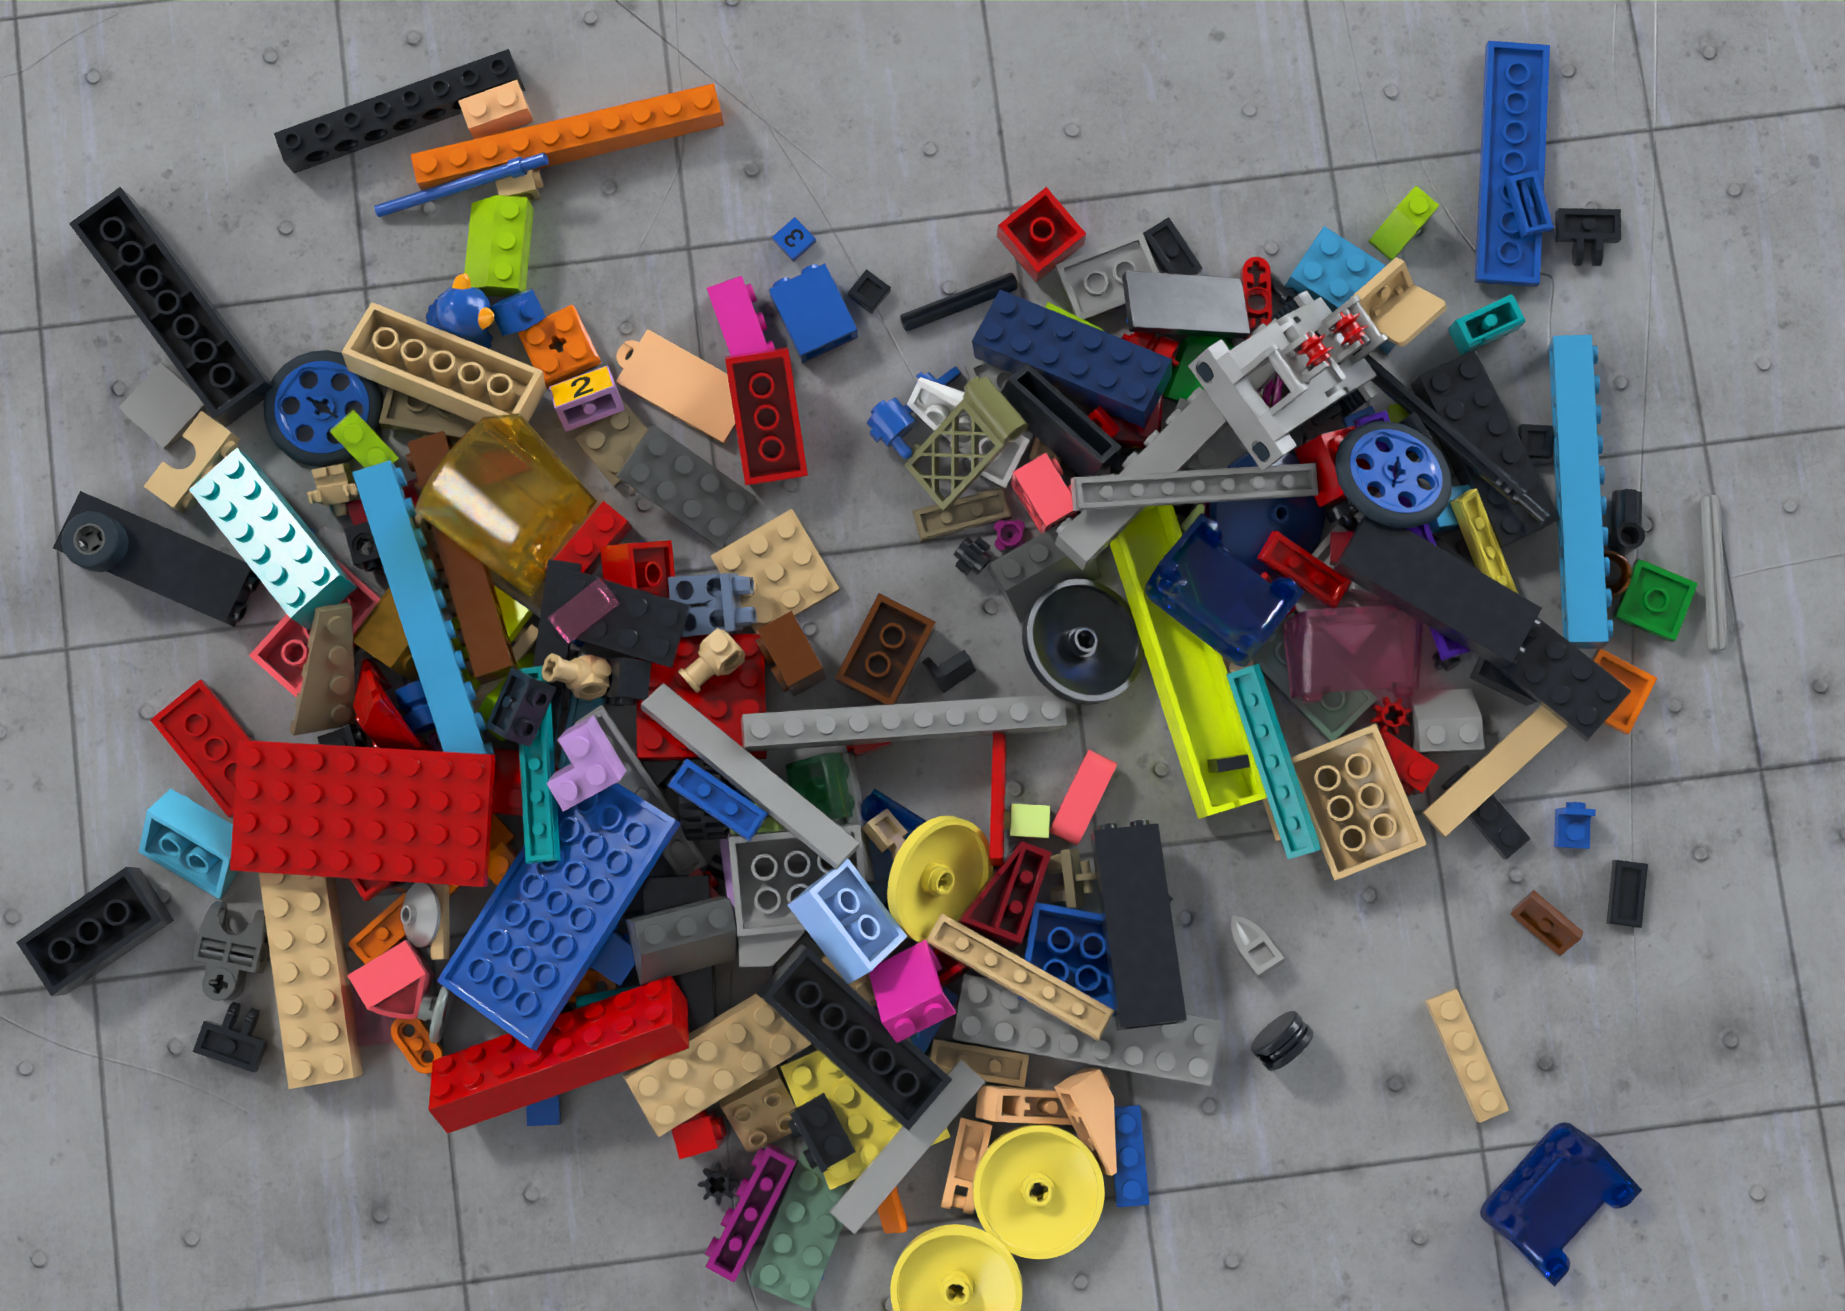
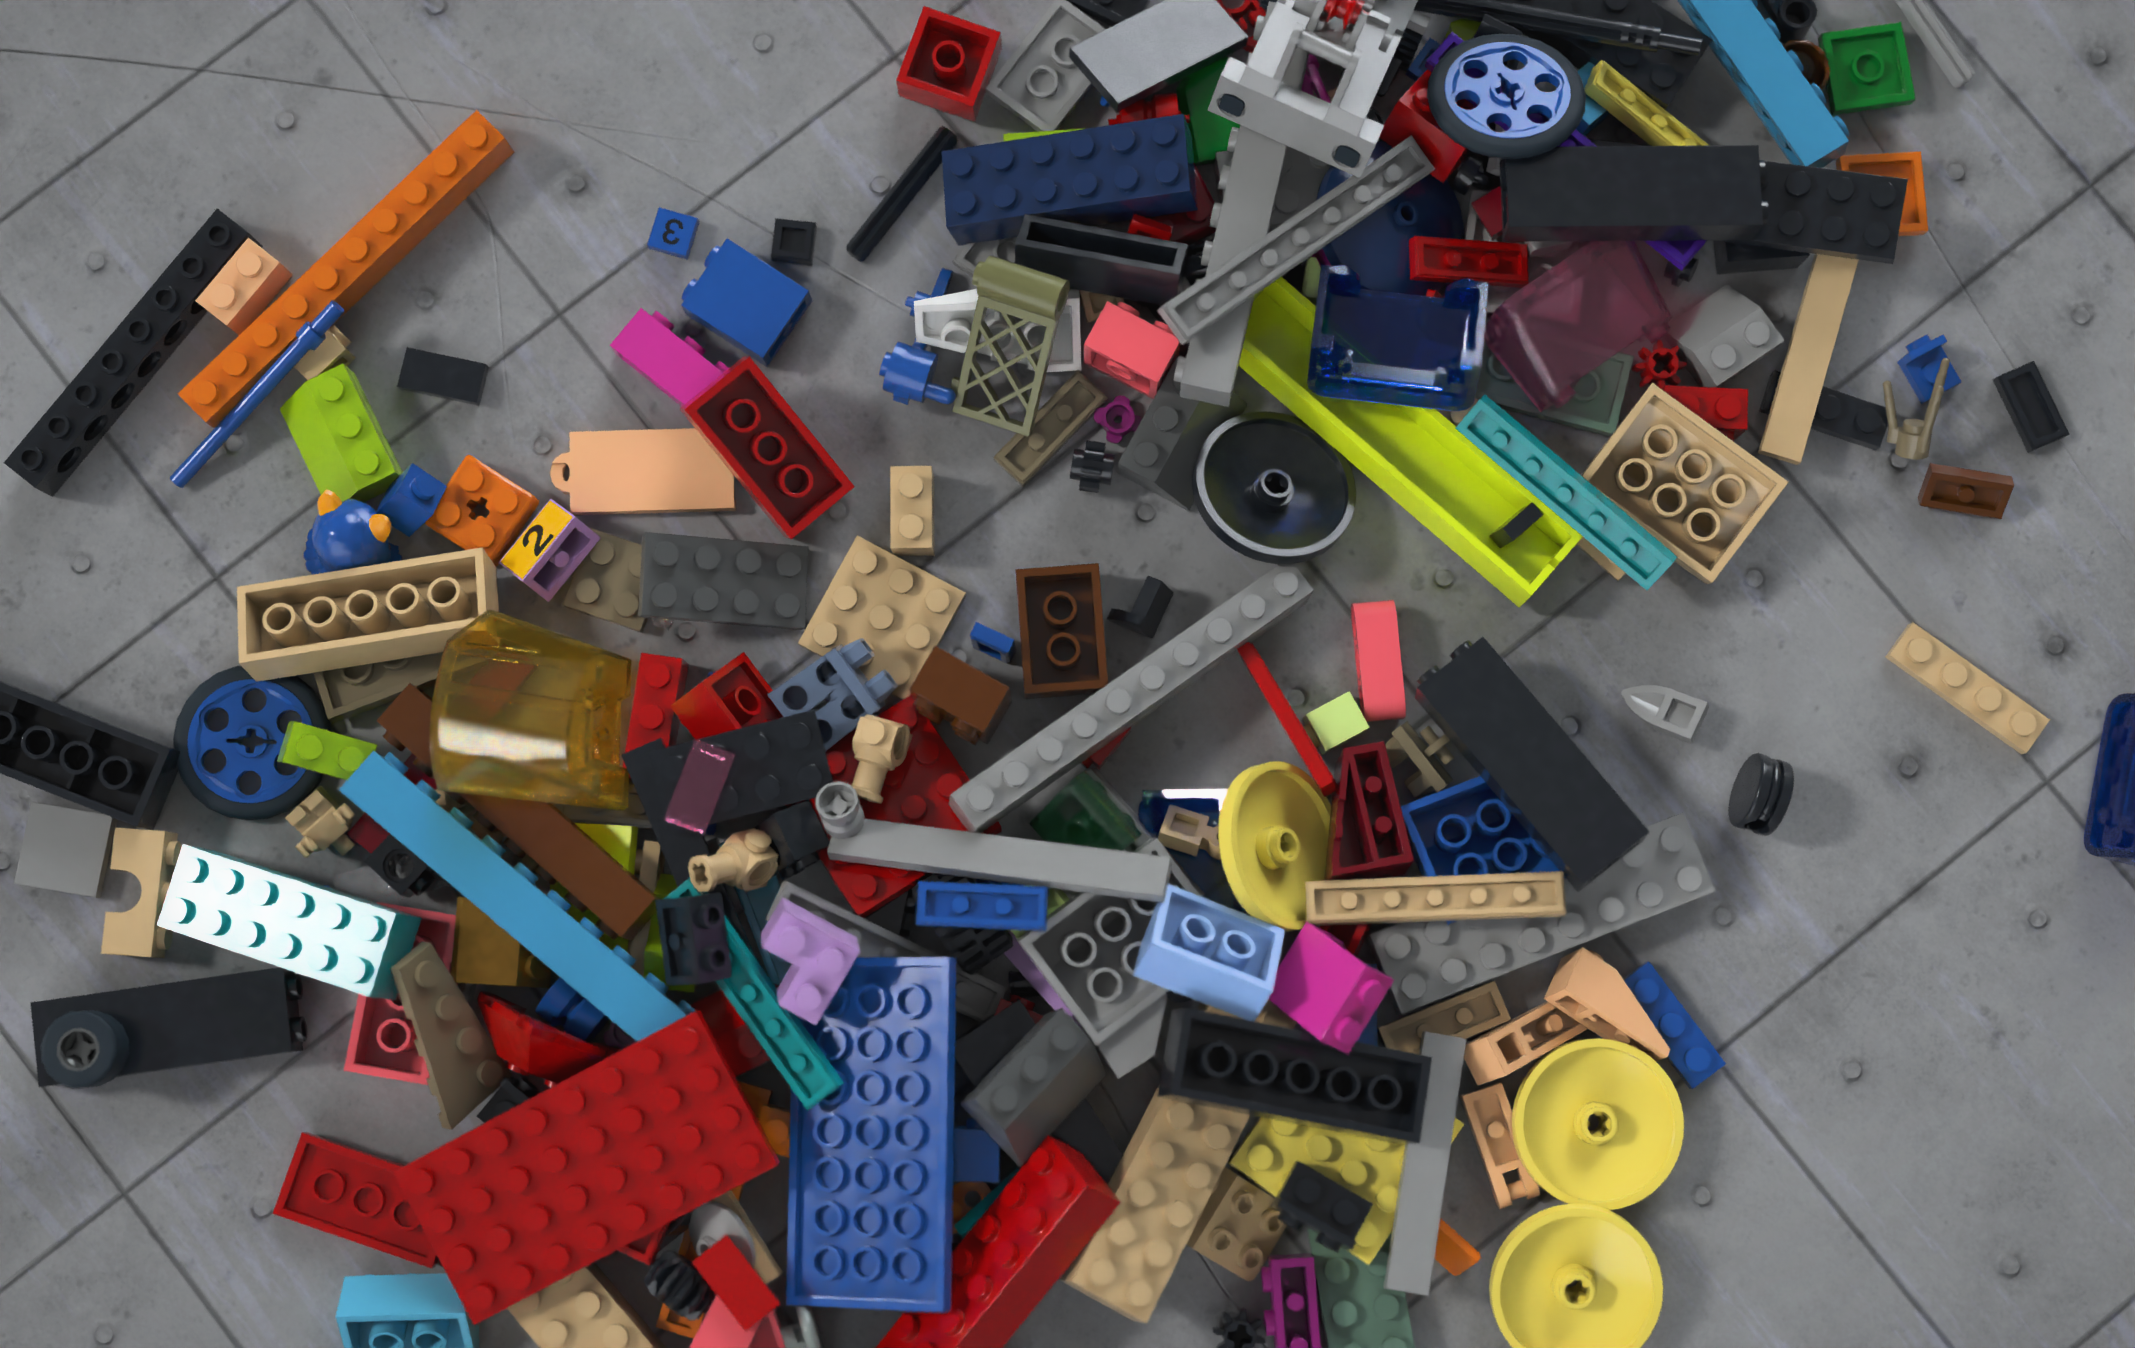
camera: 30 degrees left, 0 degrees up
(377, 926) = (679, 1285): none -> black gear
(411, 946) = (736, 1282): none -> red tile
(588, 244) = (442, 376): none -> black tile
(661, 675) = (840, 810): none -> light grey wheel
(699, 1134) = (1187, 1294): red brick -> none
(835, 632) = (992, 643): none -> blue tile
(837, 514) = (912, 511): none -> tan brick
(1535, 865) = (1915, 435): none -> dark tan plant

